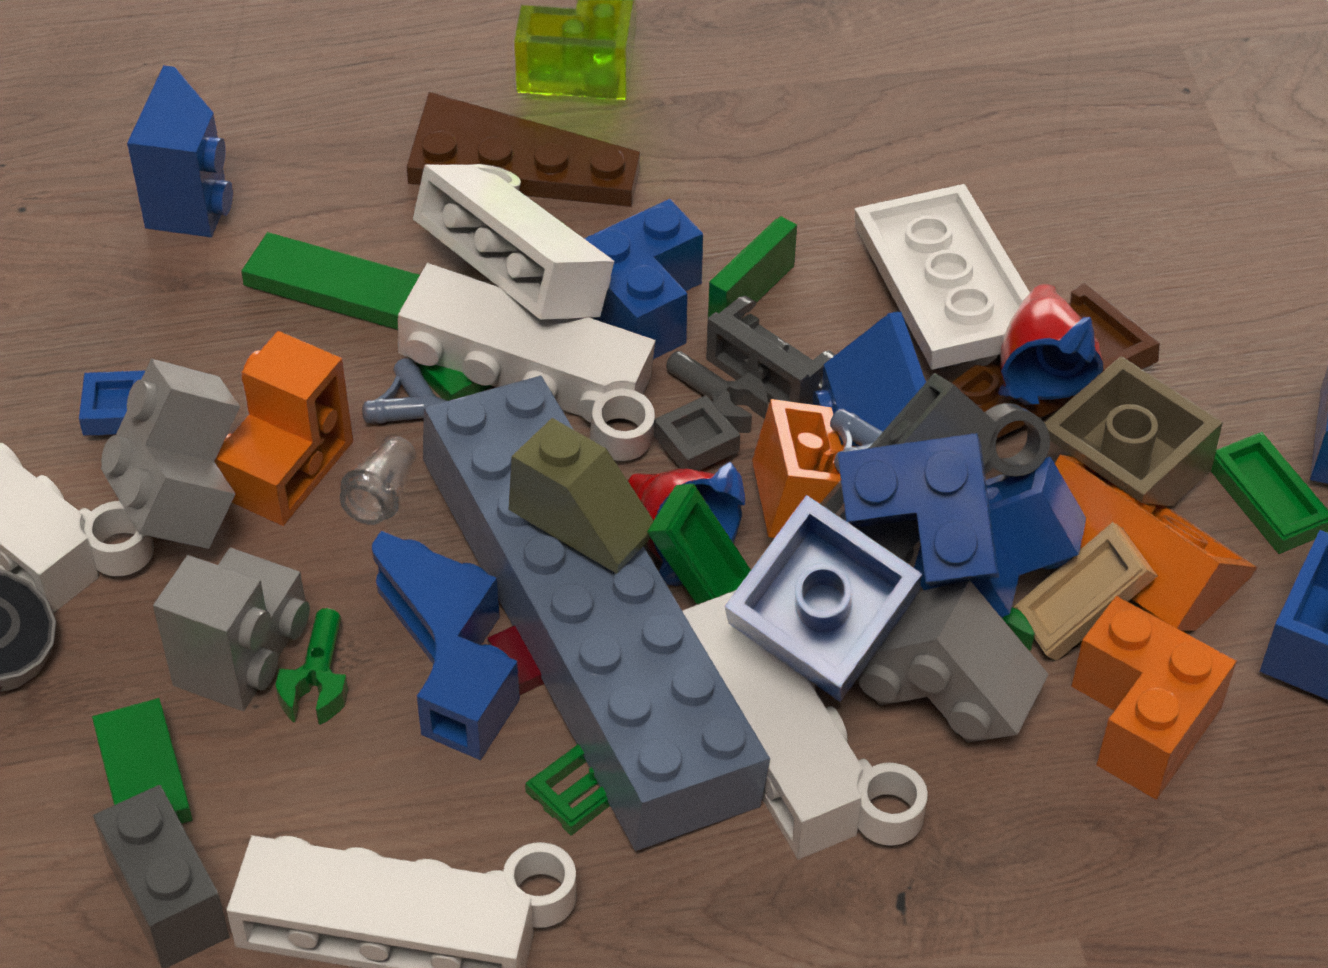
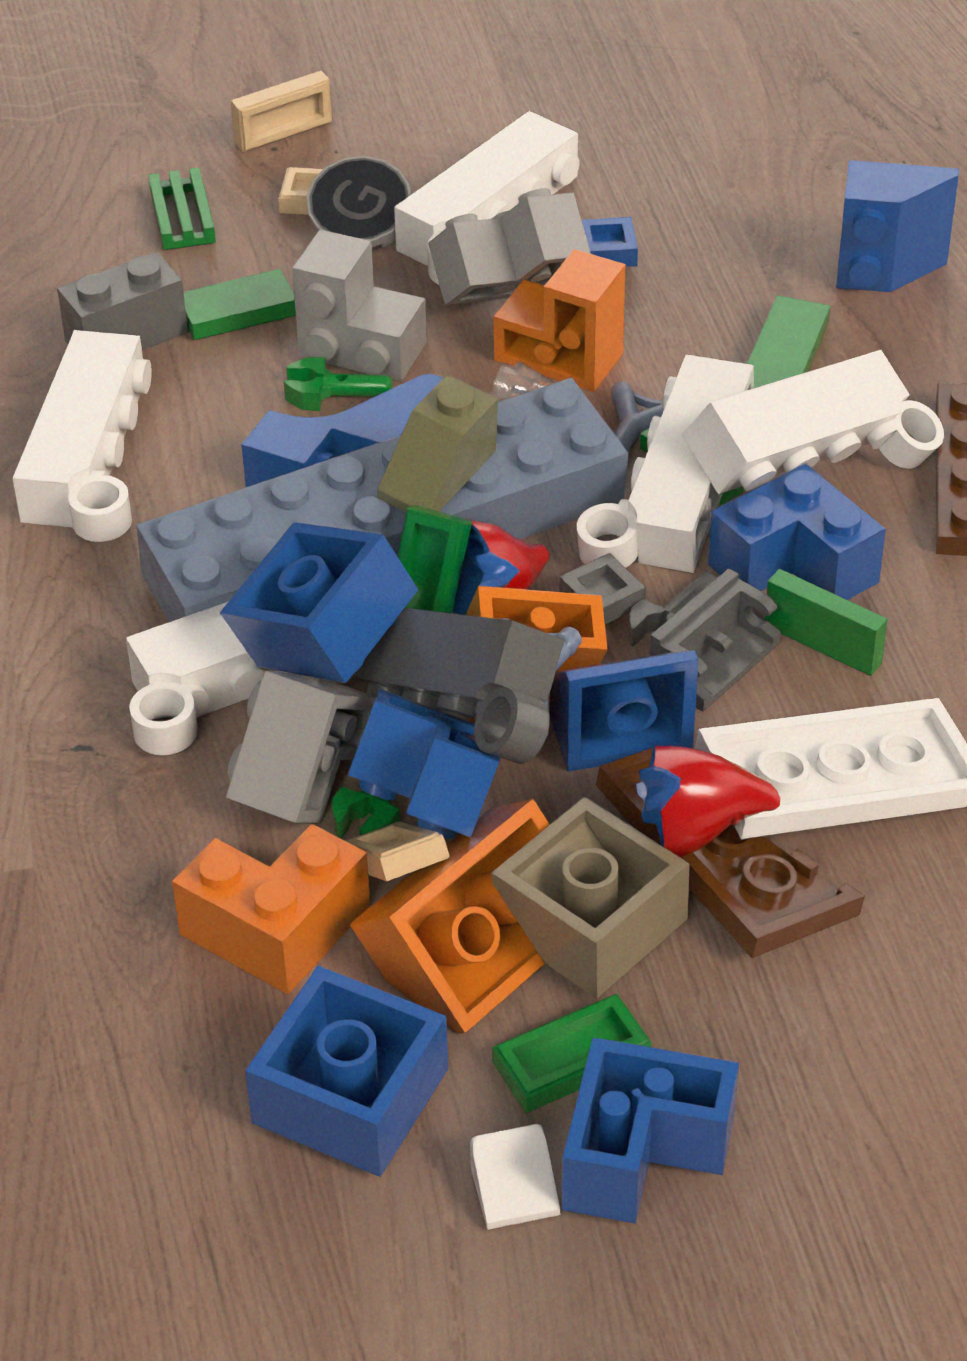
camera: 90 degrees right, 5 degrees down
(938, 486) = (391, 639): blue brick -> none

